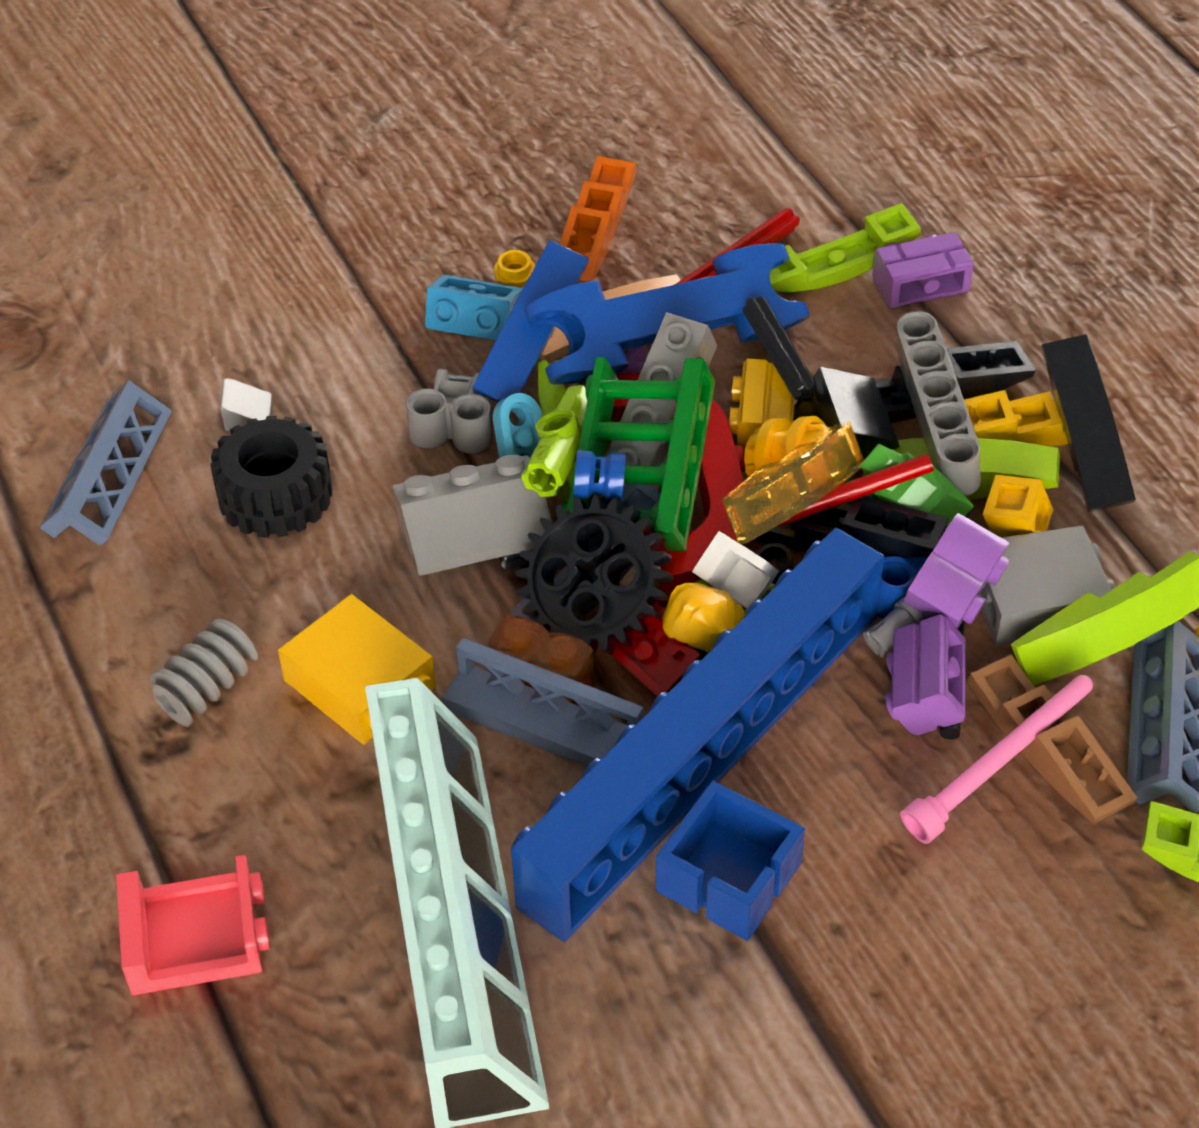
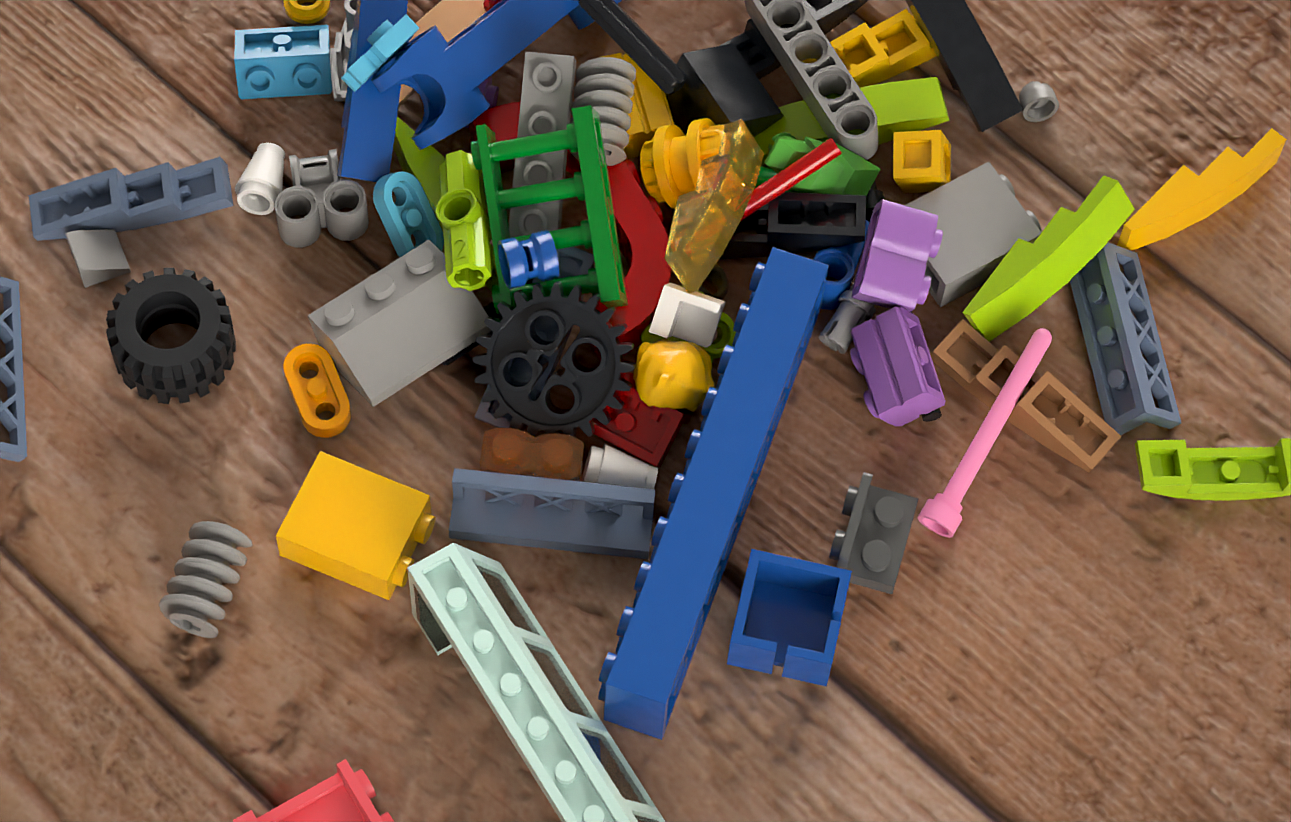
camera: 25 degrees left, 15 degrees up
(297, 376) = (132, 200): none -> sand blue slope
(378, 554) = (318, 393): none -> light orange plate
(408, 380) = (261, 180): none -> white cone
(543, 281) = (385, 43): none -> medium azure plate
(618, 682) = (616, 468): none -> white cone
(737, 376) = (608, 88): none -> light grey piece
(848, 817) = (874, 534): none -> dark grey bracket
(1160, 501) = (1038, 101): none -> light grey hinge

